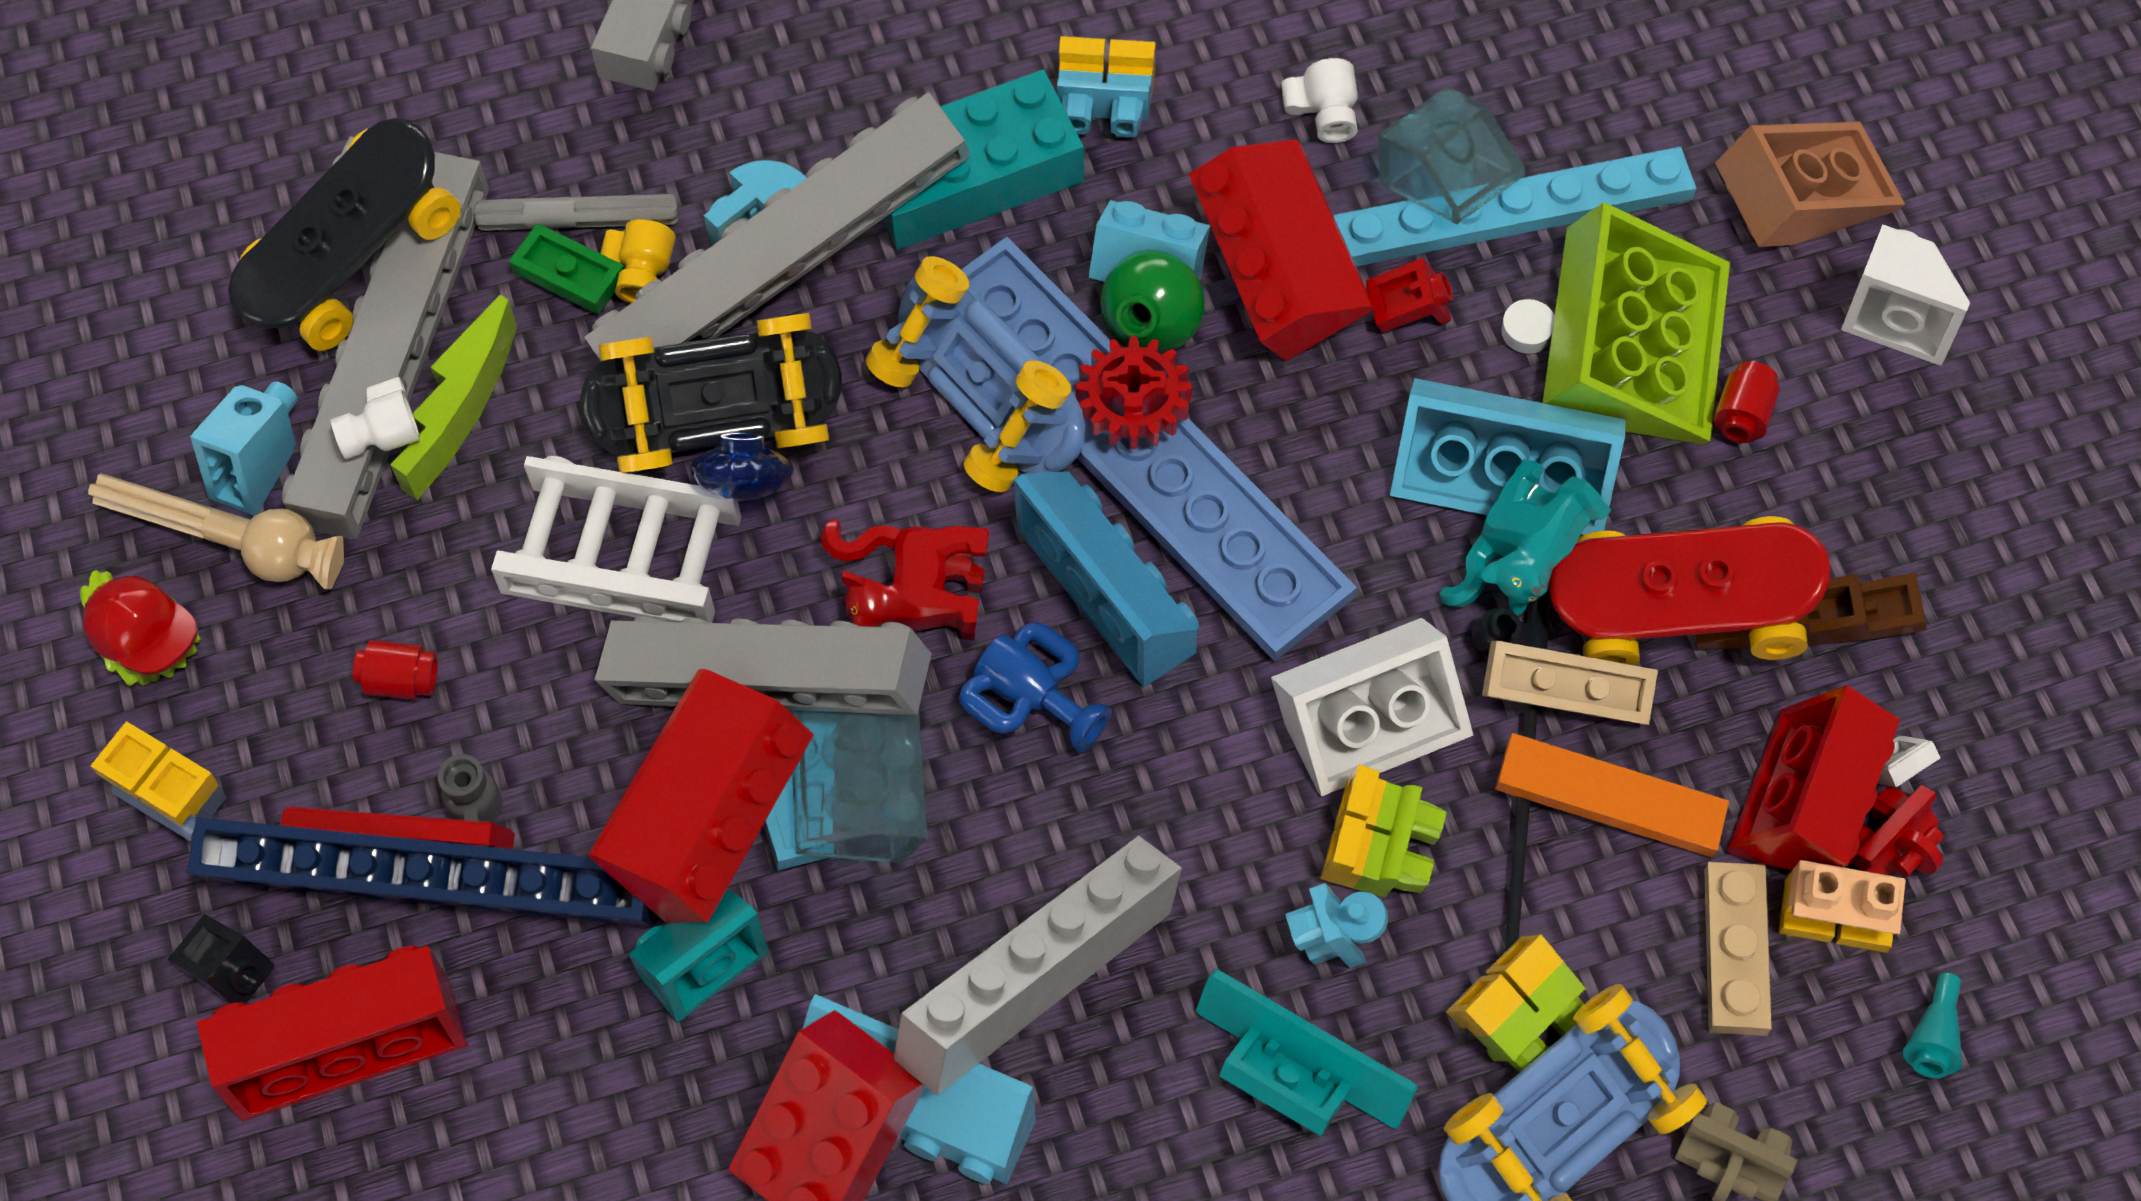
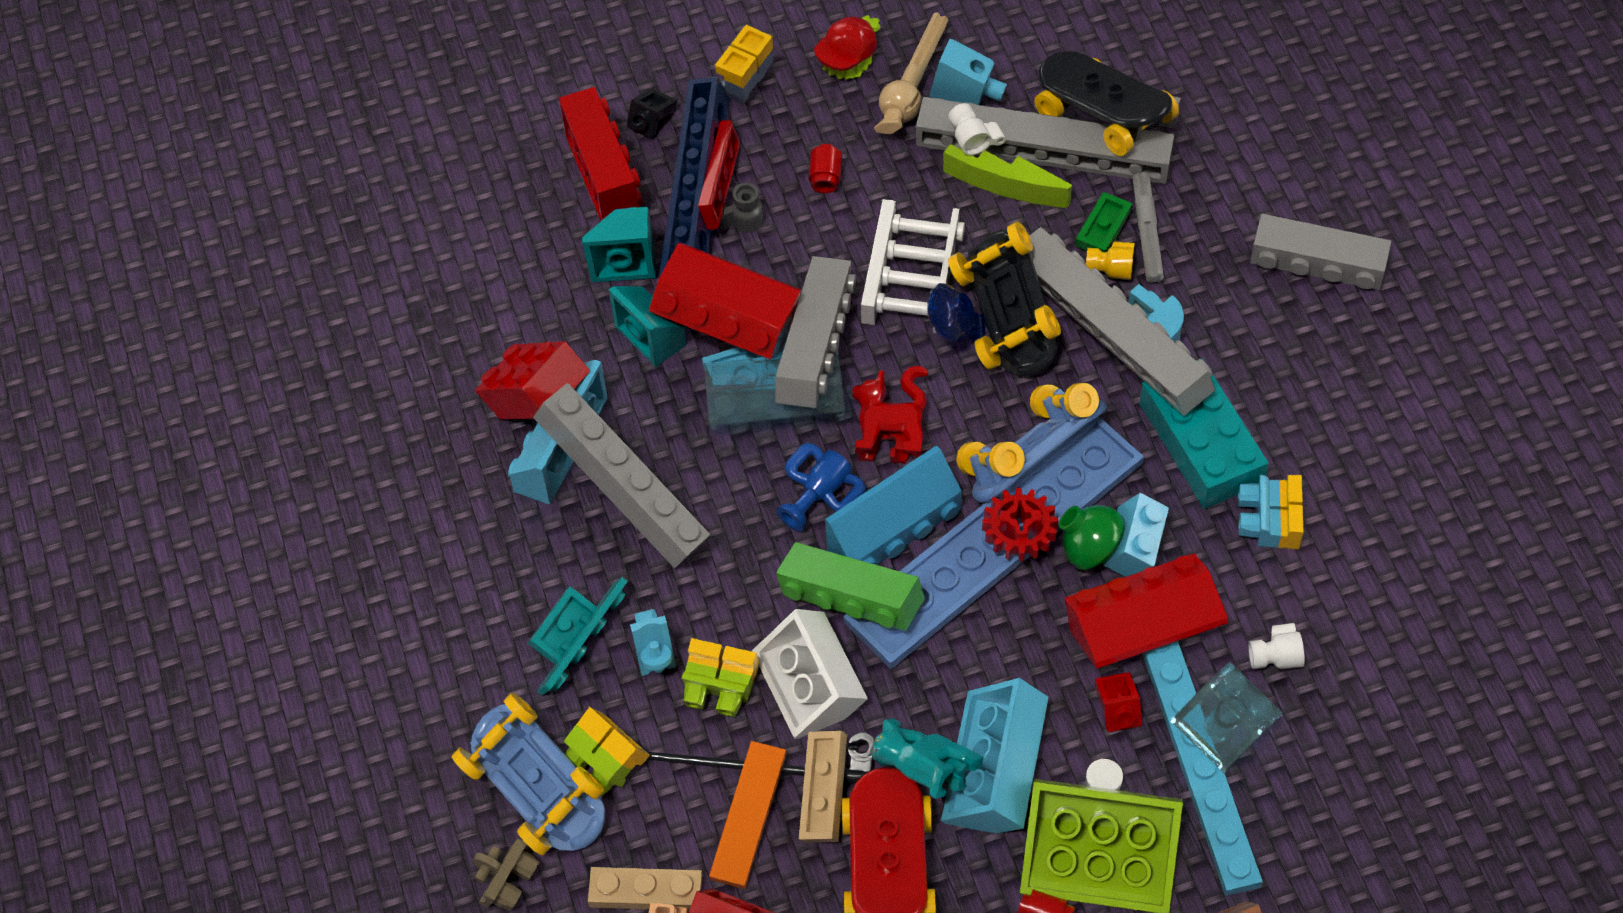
camera: 90 degrees right, 5 degrees down
(539, 978) = (621, 247): none -> teal slope
(1236, 632) = (850, 586): none -> bright green brick

